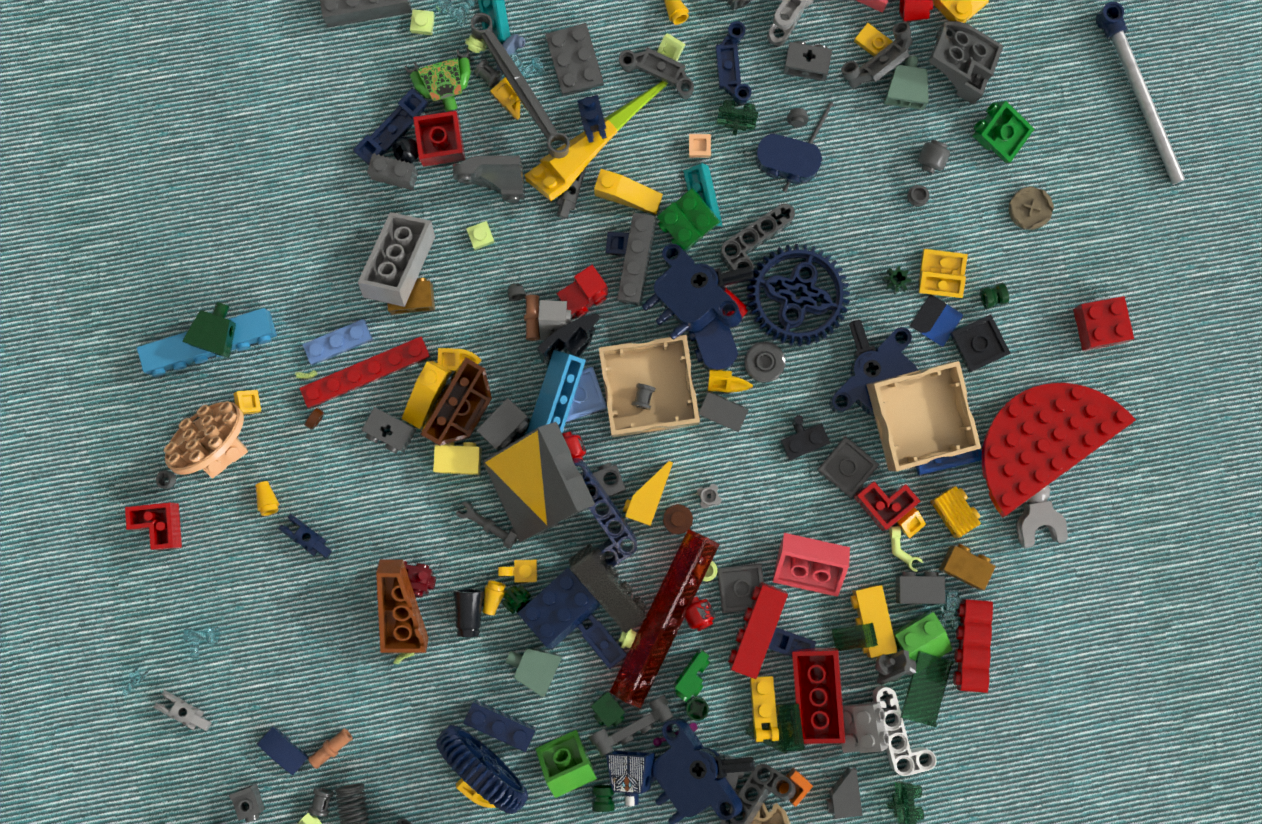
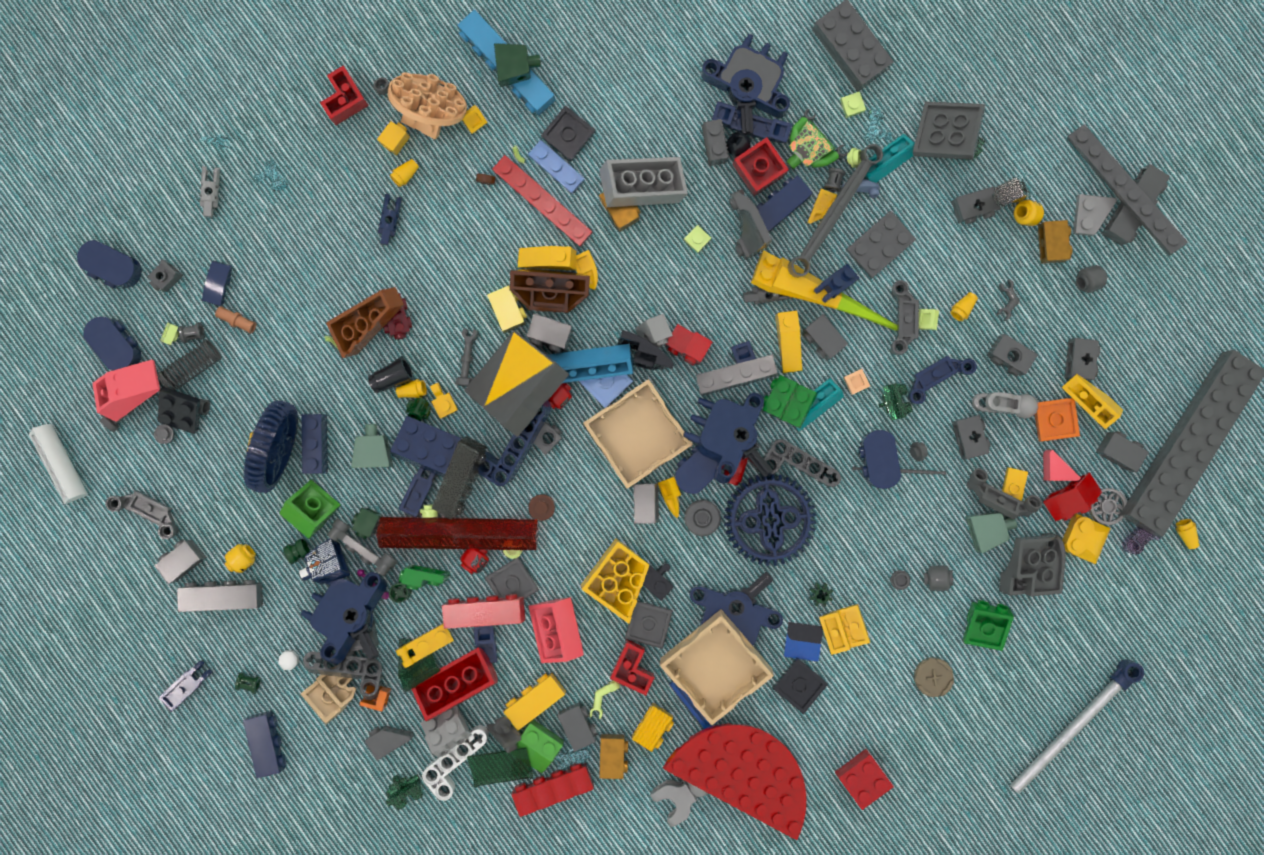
camera: 60 degrees right, 5 degrees up
(224, 492) = (394, 137): none -> yellow brick
(310, 313) = (568, 133): none -> black plate
(344, 100) = (757, 73): none -> piece
(379, 421) = (505, 231): dark grey brick -> none
(485, 129) = (784, 202): none -> dark blue brick
(516, 292) = (664, 290): dark grey hinge -> none
(531, 317) = (649, 312): nougat pin -> none
(536, 65) = (860, 215): clear light blue piece -> none
(640, 156) = (824, 337): none -> dark grey brick
(643, 396) = (627, 433): dark grey bush -> none
(646, 499) = (543, 474): yellow slope -> none
(712, 490) = (572, 528): light grey plate -> none
(787, 476) = (617, 579): none -> yellow wedge
(854, 637) = (514, 691): clear green tile -> none
(911, 522) = (626, 696): yellow plate -> none
(994, 295) = (845, 680): dark green wheel -> none

